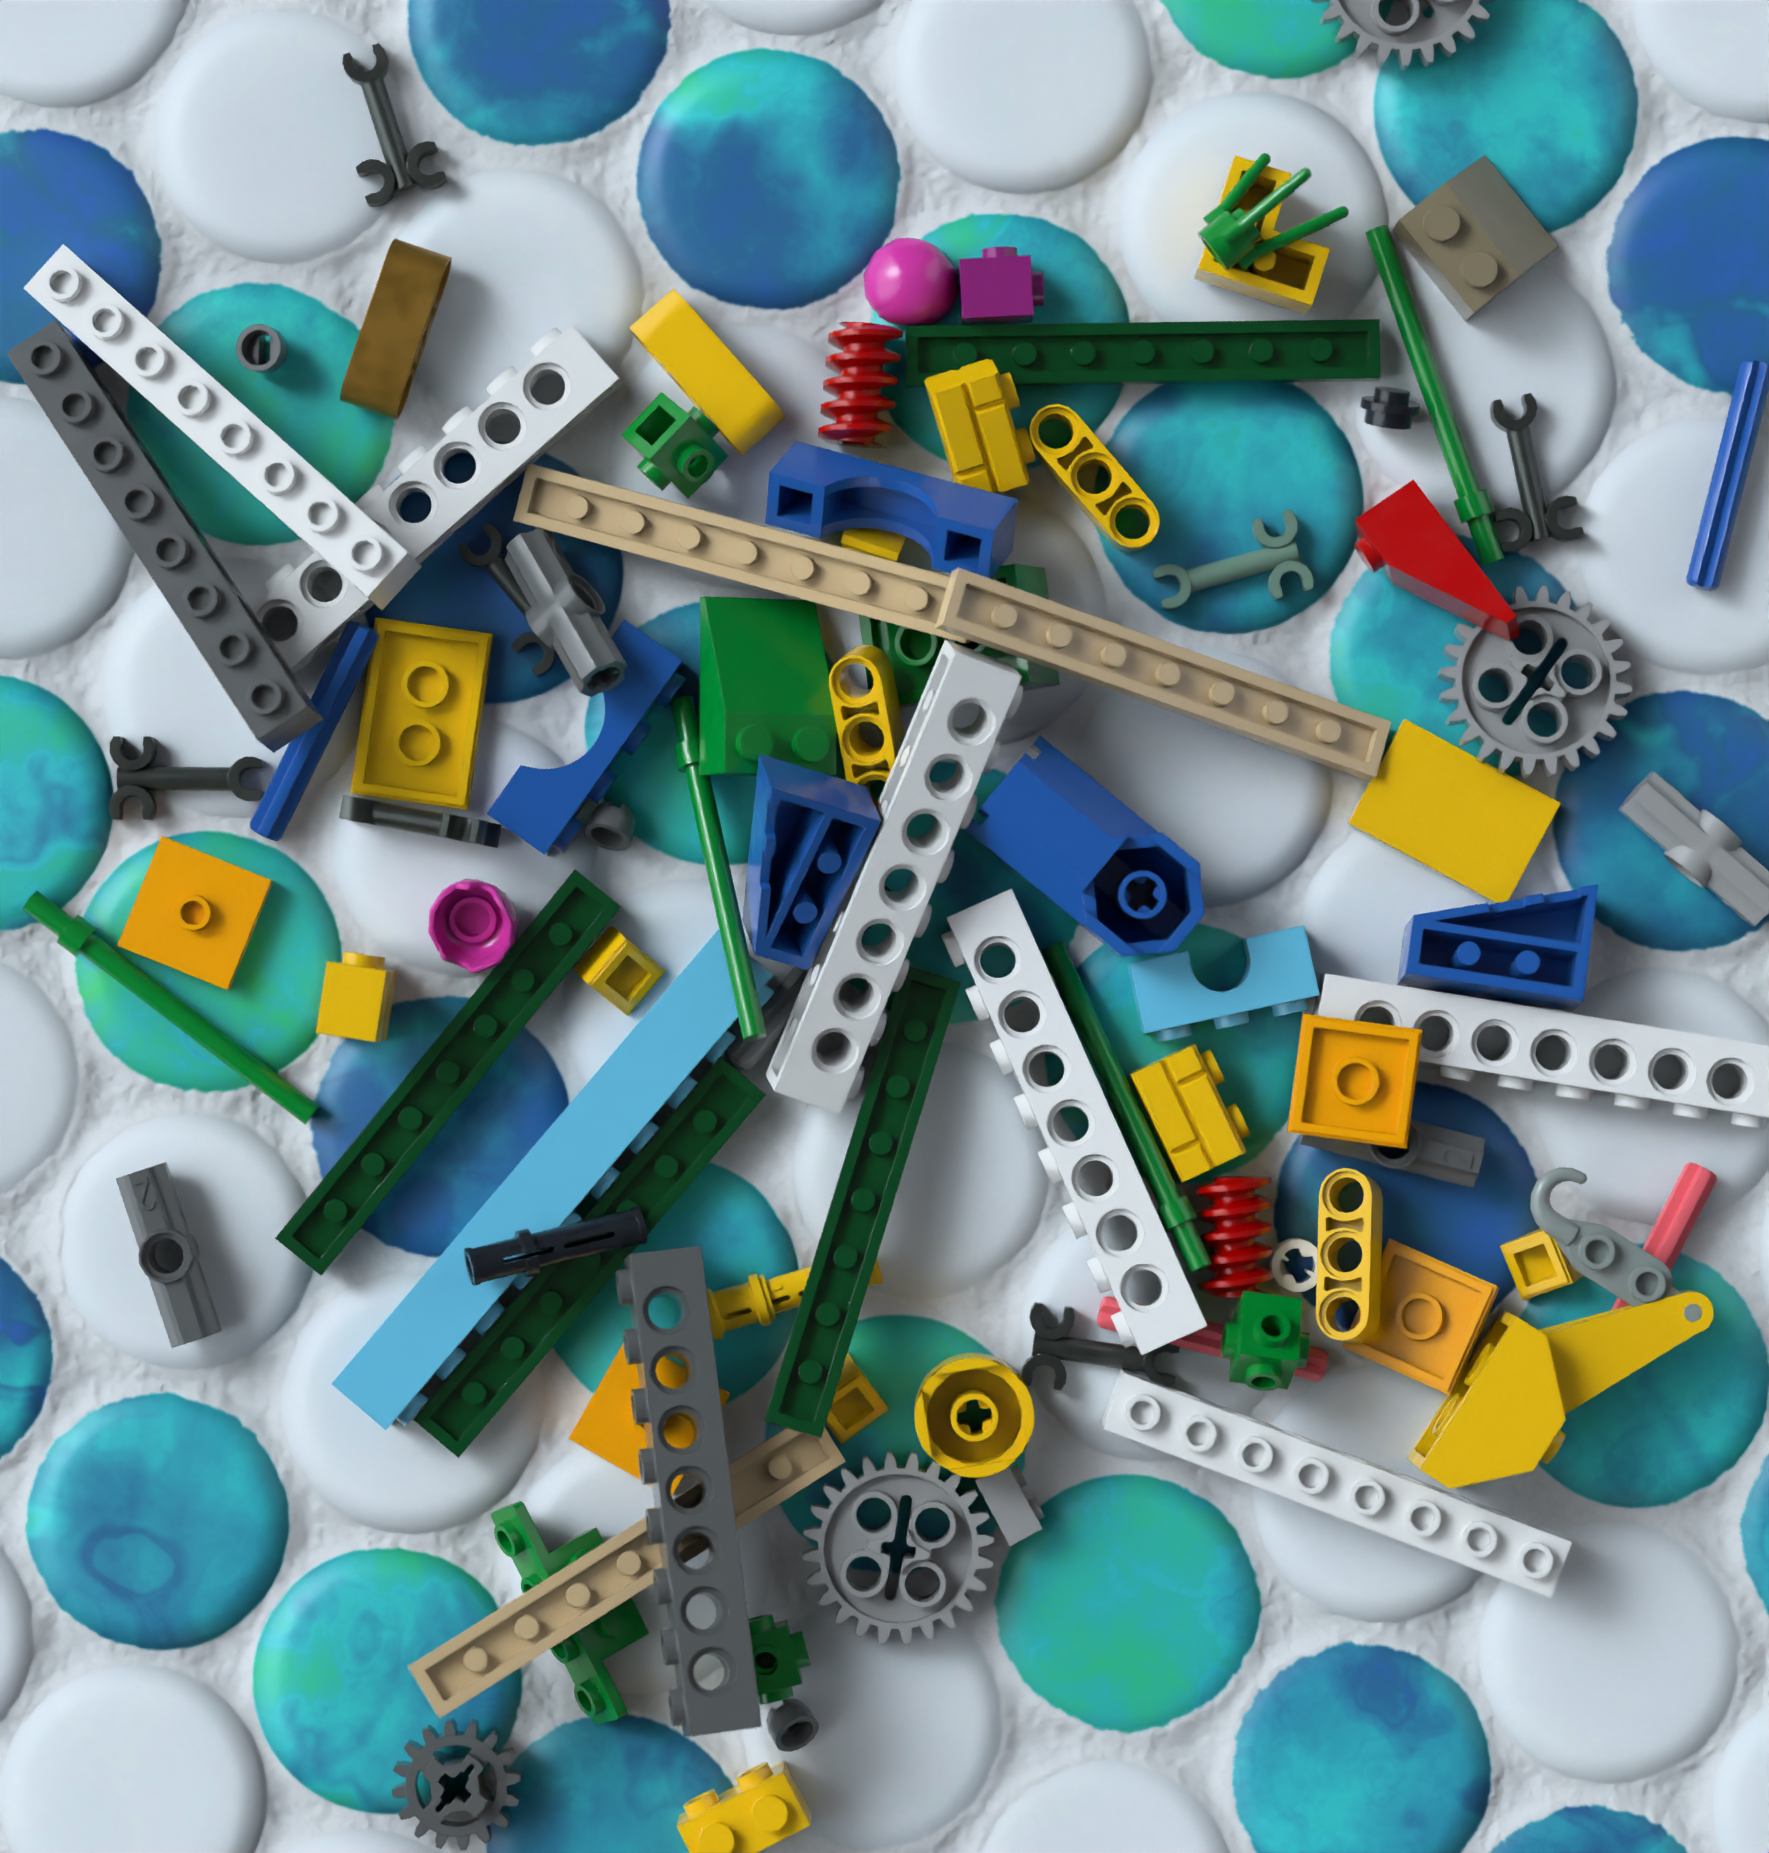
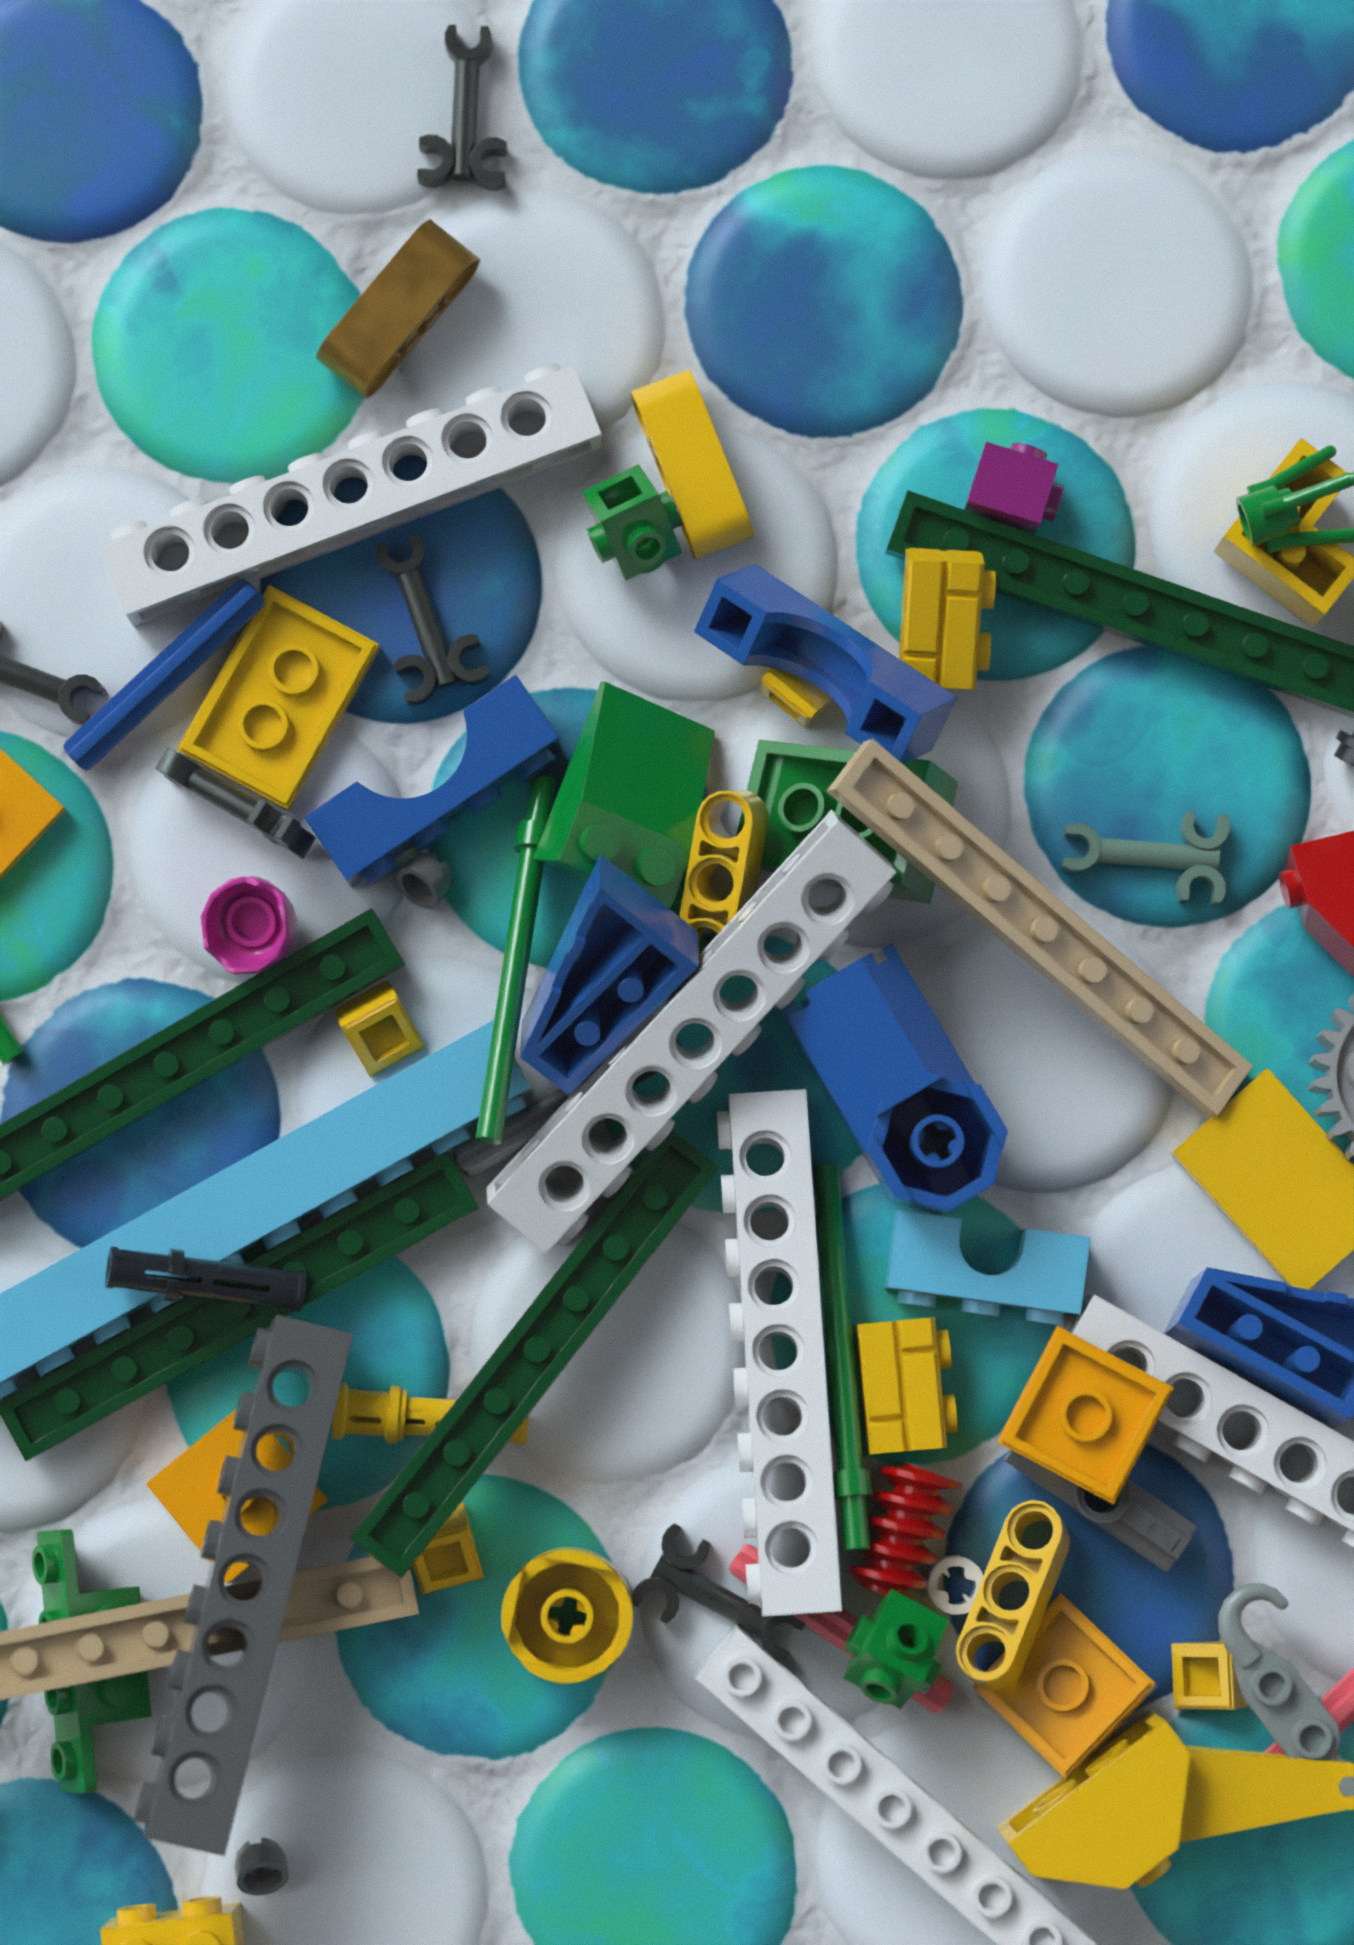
camera: 20 degrees right, 5 degrees down
(164, 537) = (88, 424): dark grey brick -> none
(223, 427) = (188, 338): white brick -> none
(252, 348) = (249, 275): dark grey hinge -> none
(357, 998) = (102, 953): yellow brick -> none
(565, 612) = (459, 645): dark grey piece -> none
(733, 549) = (652, 646): tan plate -> none
(790, 1650) = (287, 1790): green brick -> none
(845, 1538) = (490, 1752): light grey gear -> none
(859, 384) = (838, 531): red piece -> none
(911, 283) = (928, 451): dark pink hair -> none
(1009, 1504) = (570, 1722): light grey piece -> none
(1088, 449) = (1045, 680): yellow beam -> none

